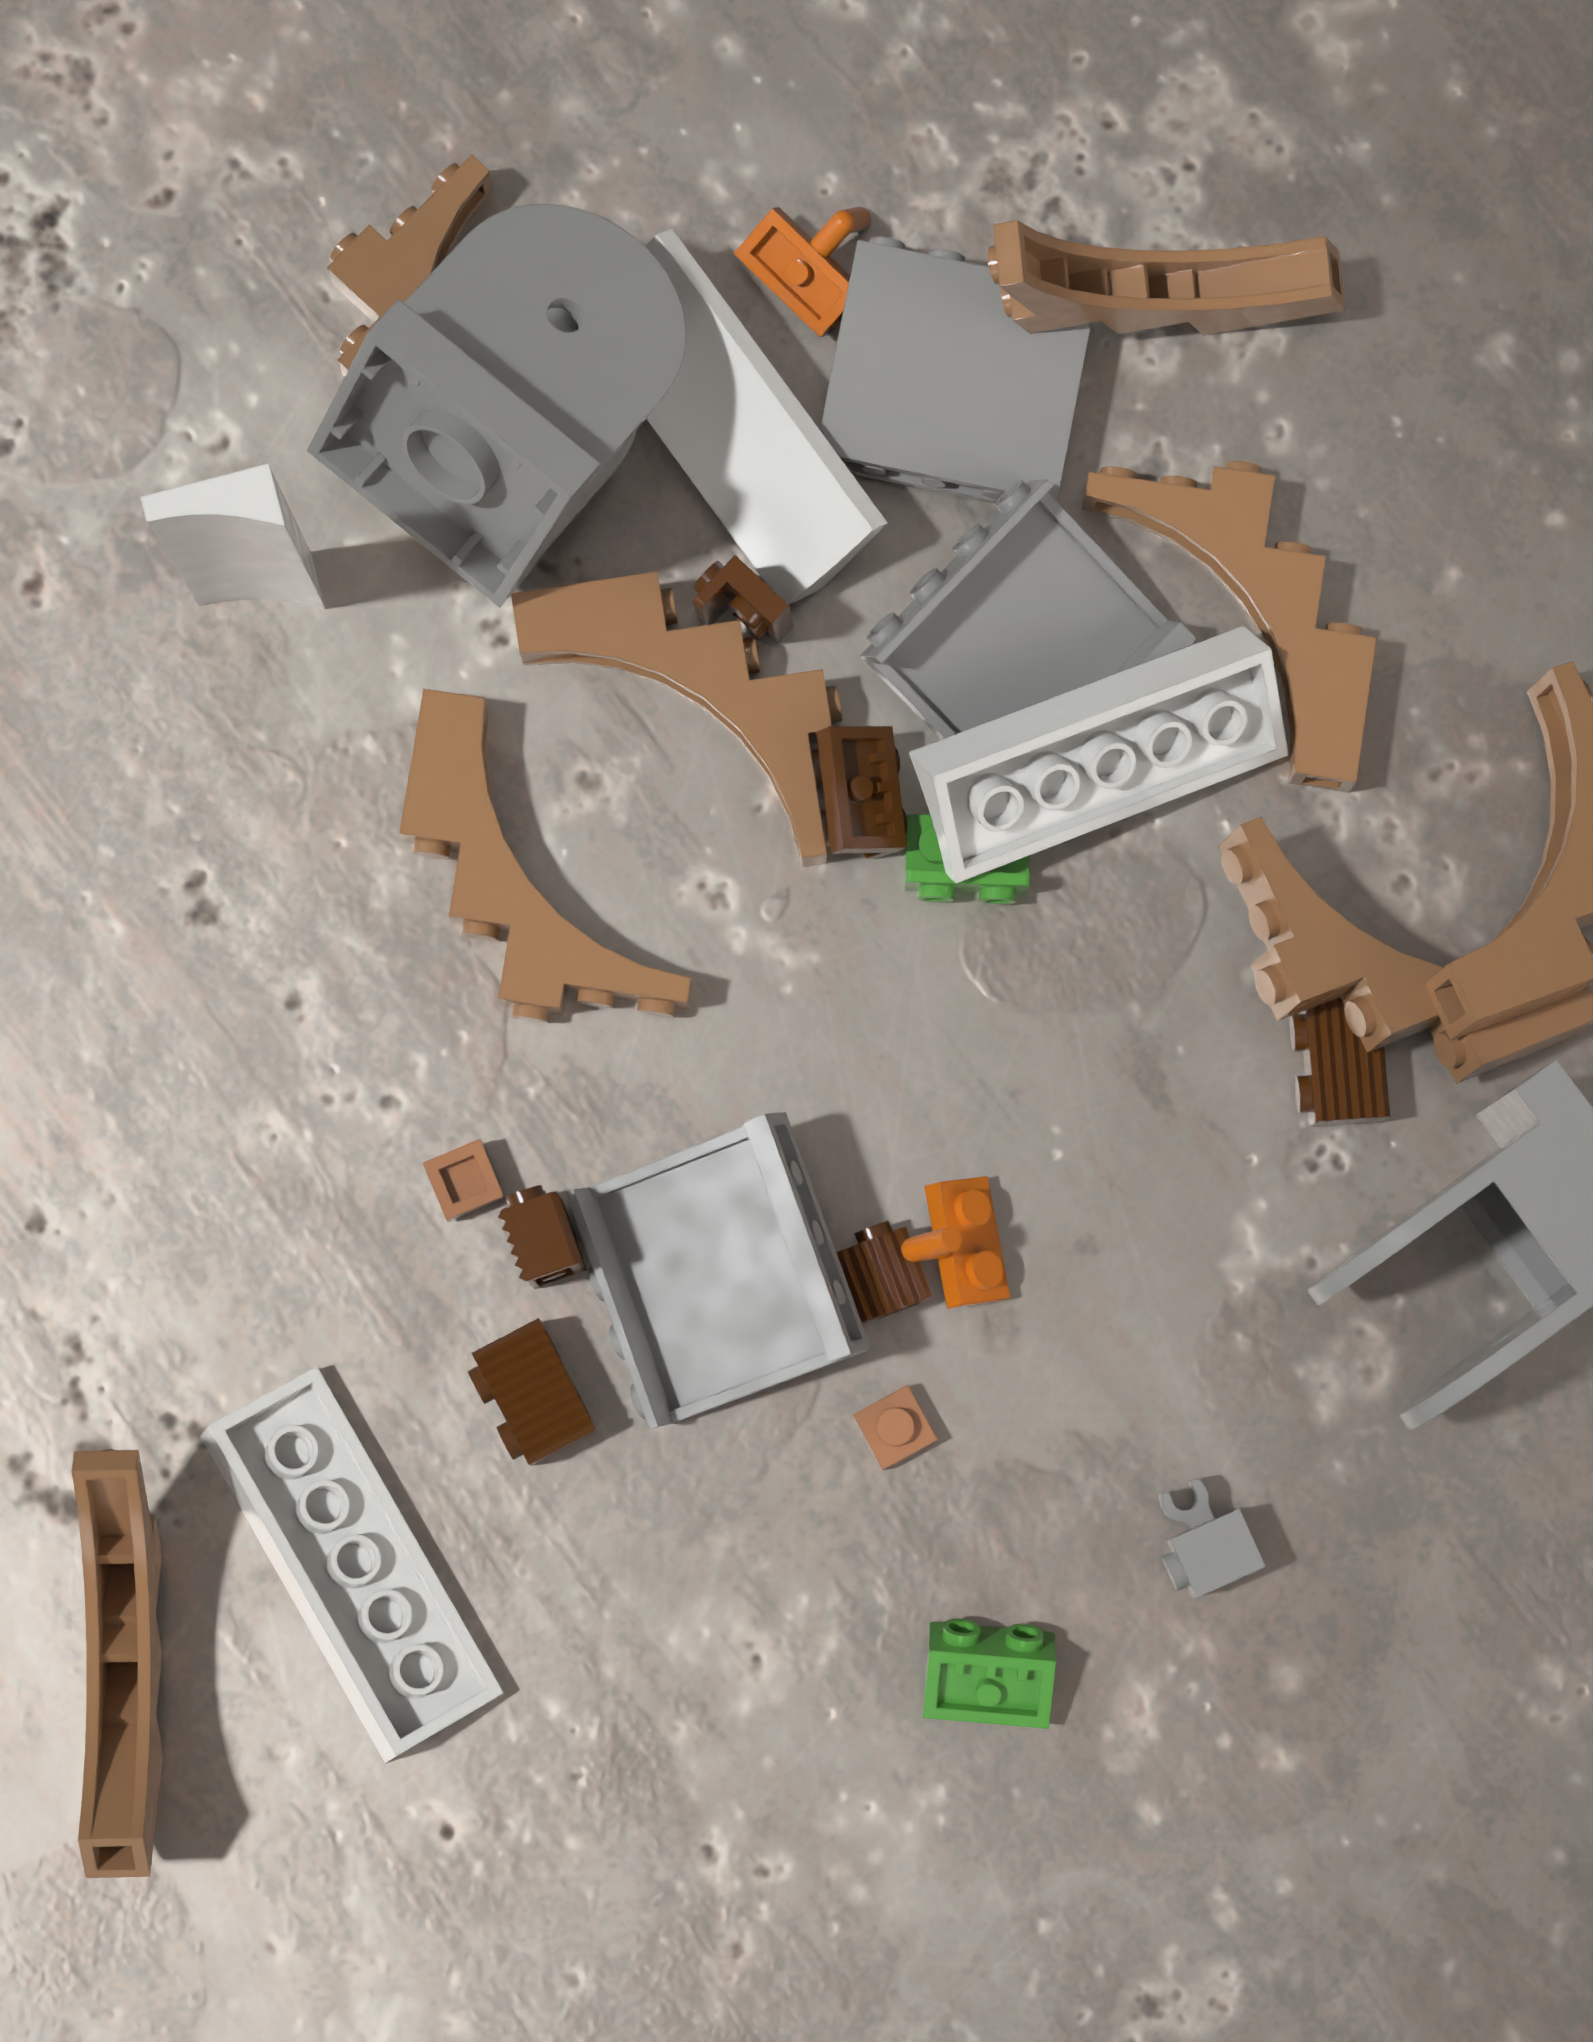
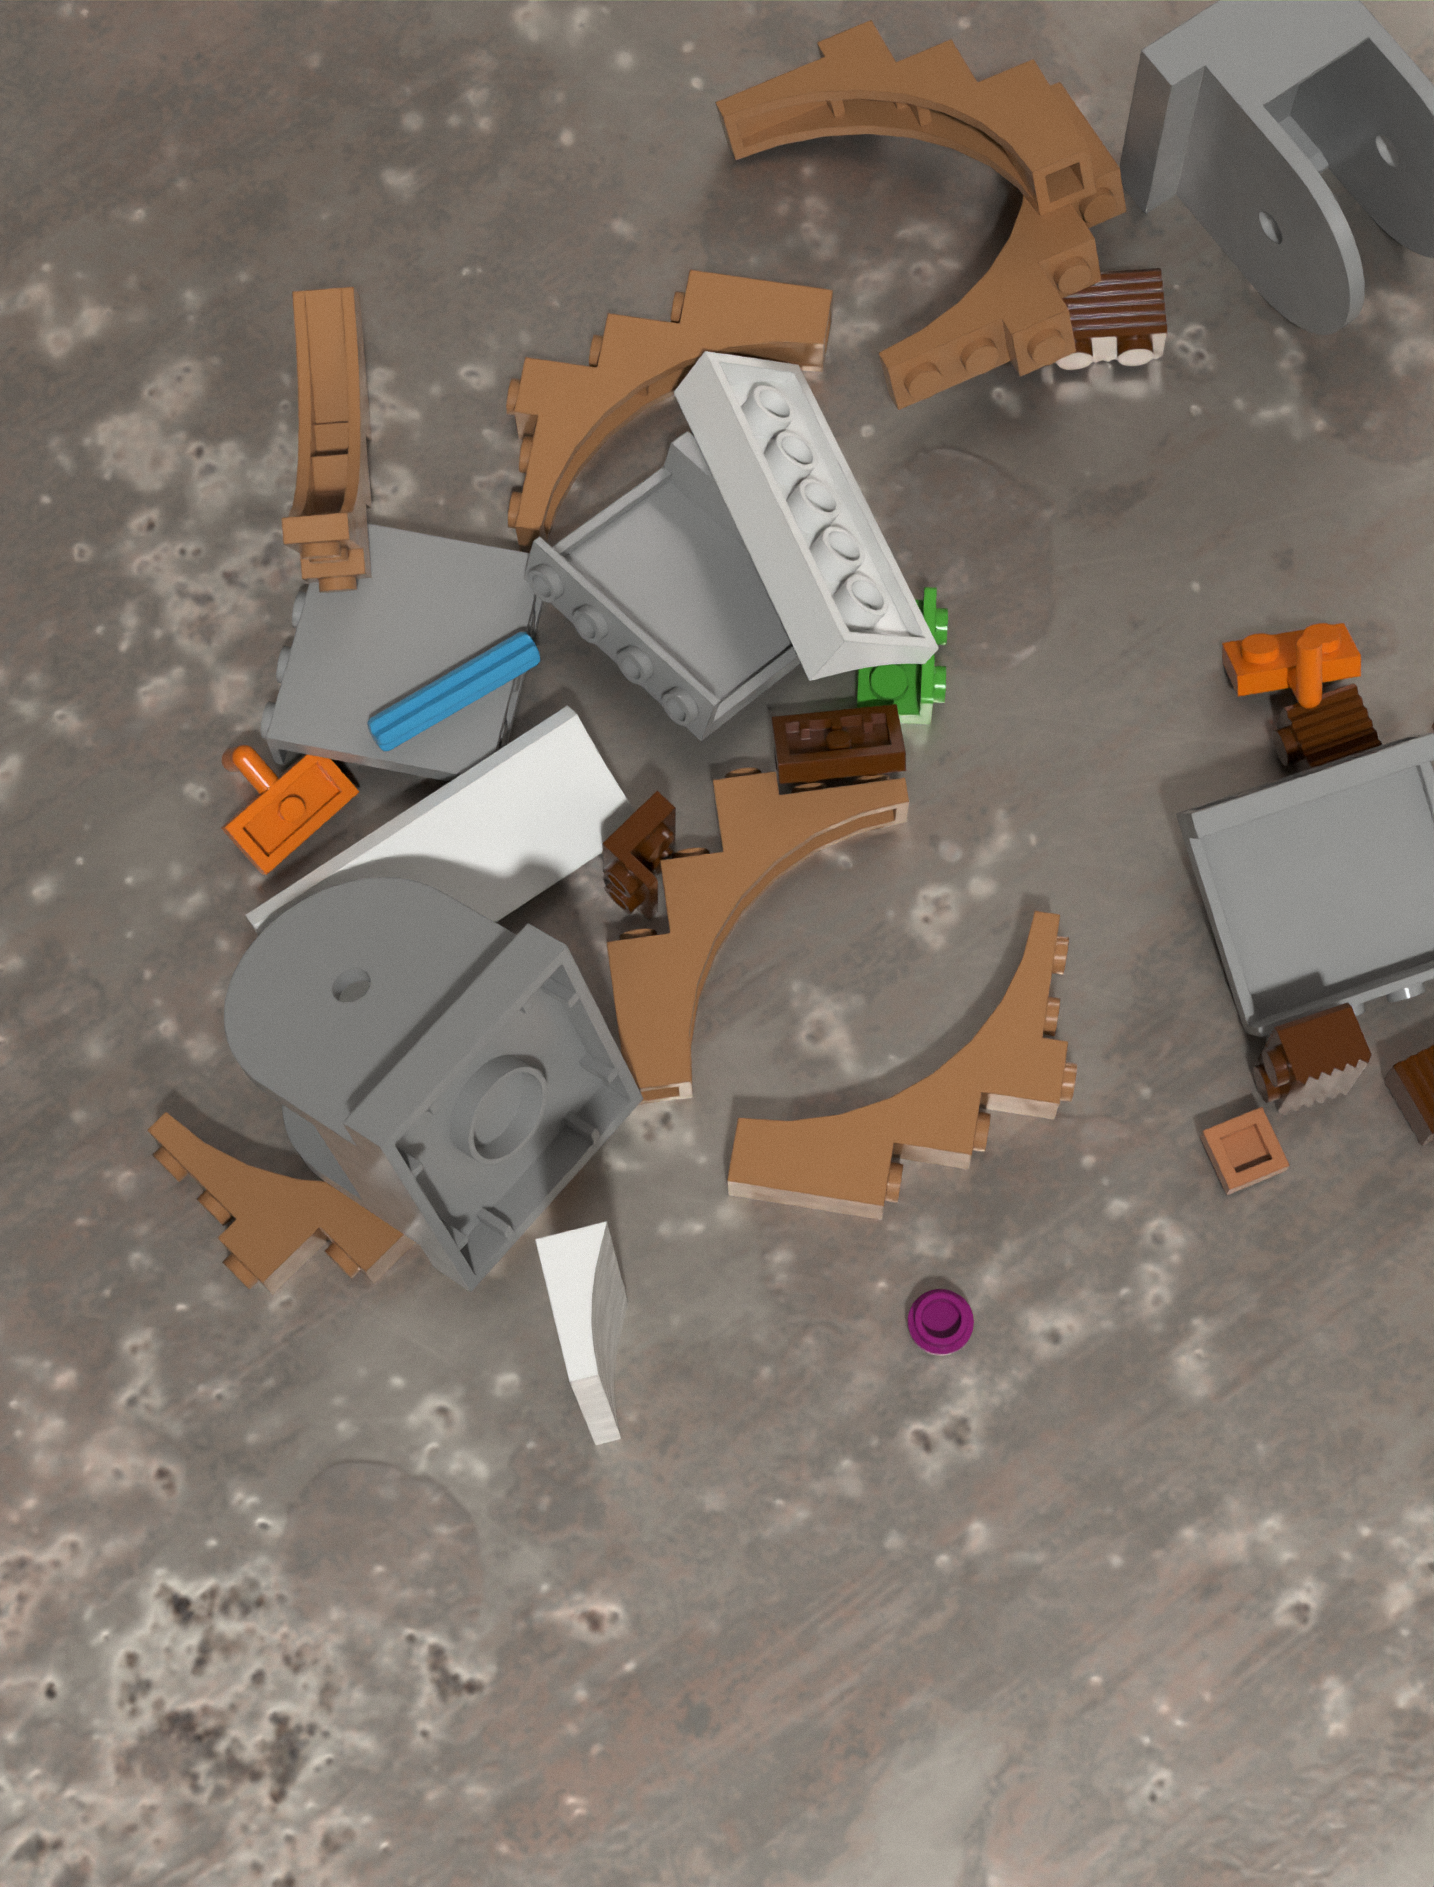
camera: 85 degrees left, 10 degrees down
(301, 894) = (940, 1322): none -> magenta plate
(903, 415) = (453, 691): none -> dark azure axle

